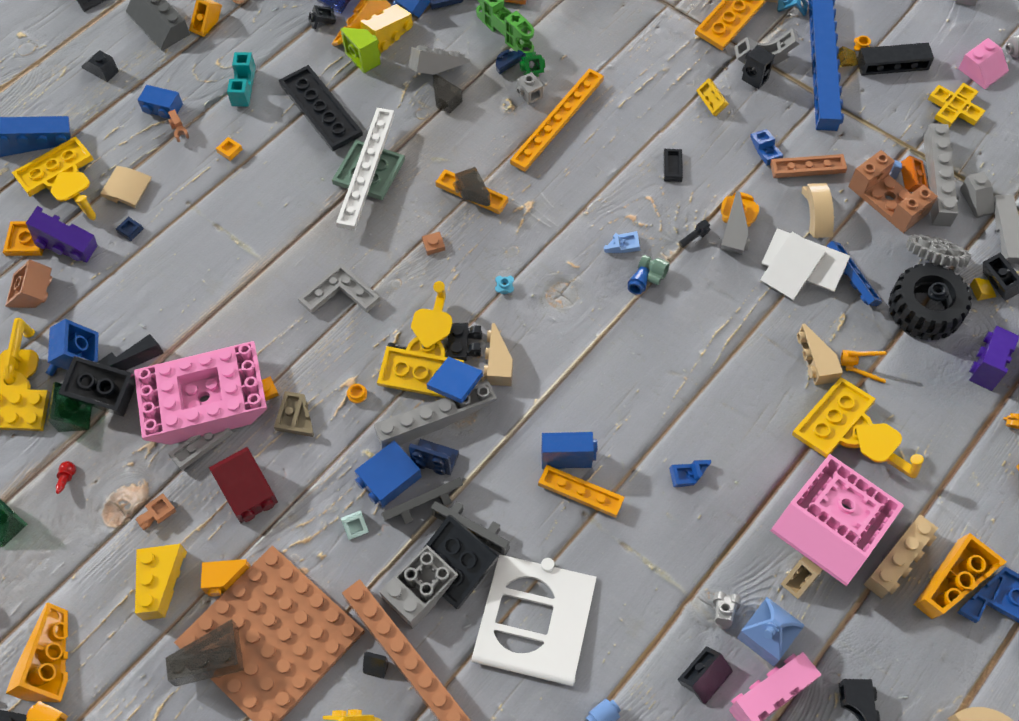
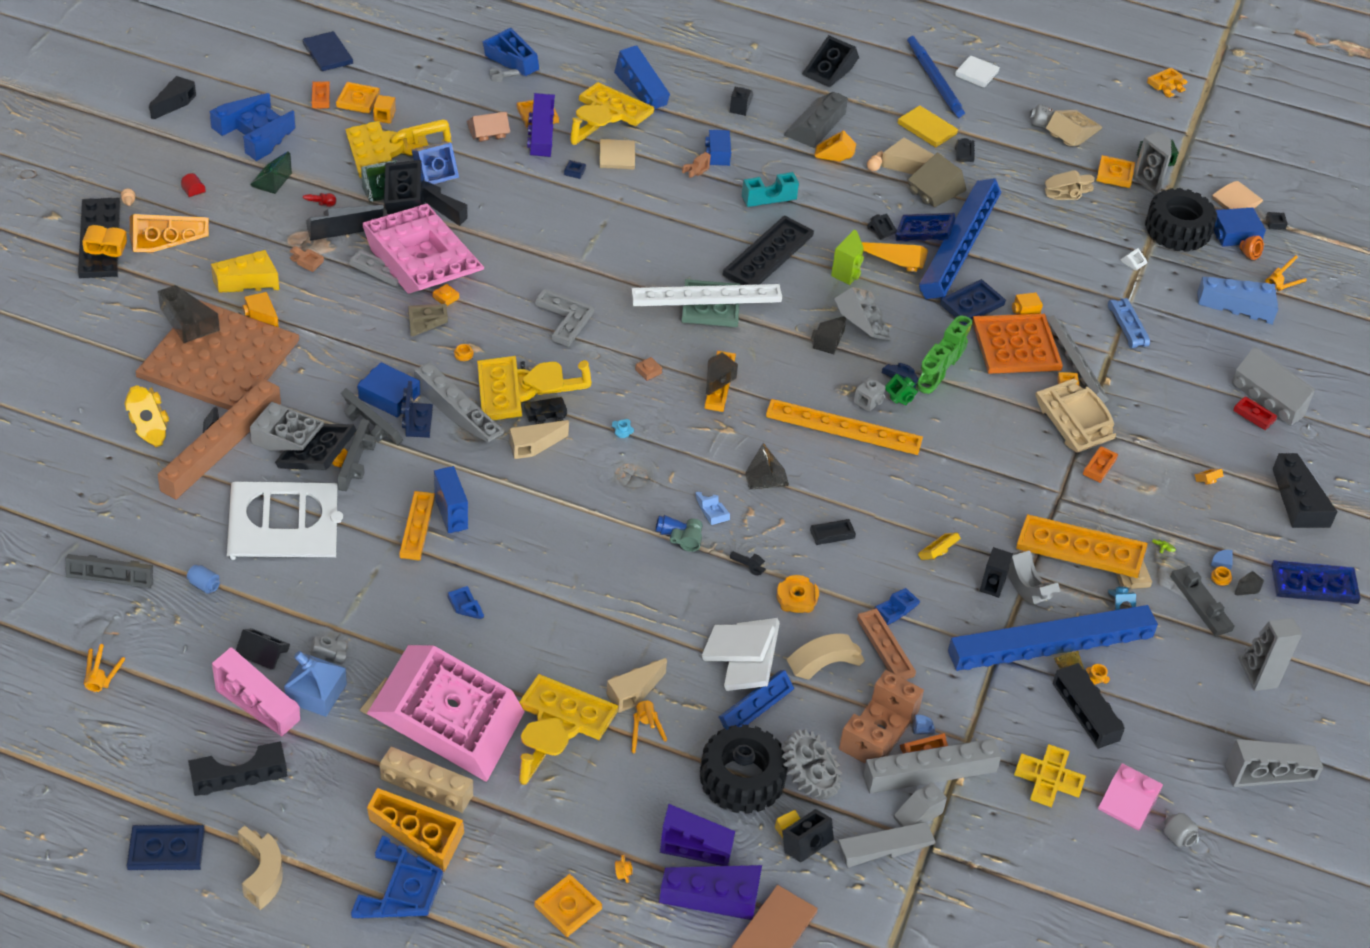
camera: 65 degrees right, 15 degrees down
(111, 460) = (342, 221): none -> black slope
(229, 148) = (689, 205): light orange plate -> none
(243, 485) = (345, 299): dark red slope -> none
(354, 525) = (335, 382): light aqua slope -> none
(388, 26) = (889, 272): yellow wedge -> none
(455, 379) = (493, 403): blue tile -> none
(592, 191) = (765, 471): none -> clear smoke slope
(736, 231) = (765, 587): light grey slope -> none

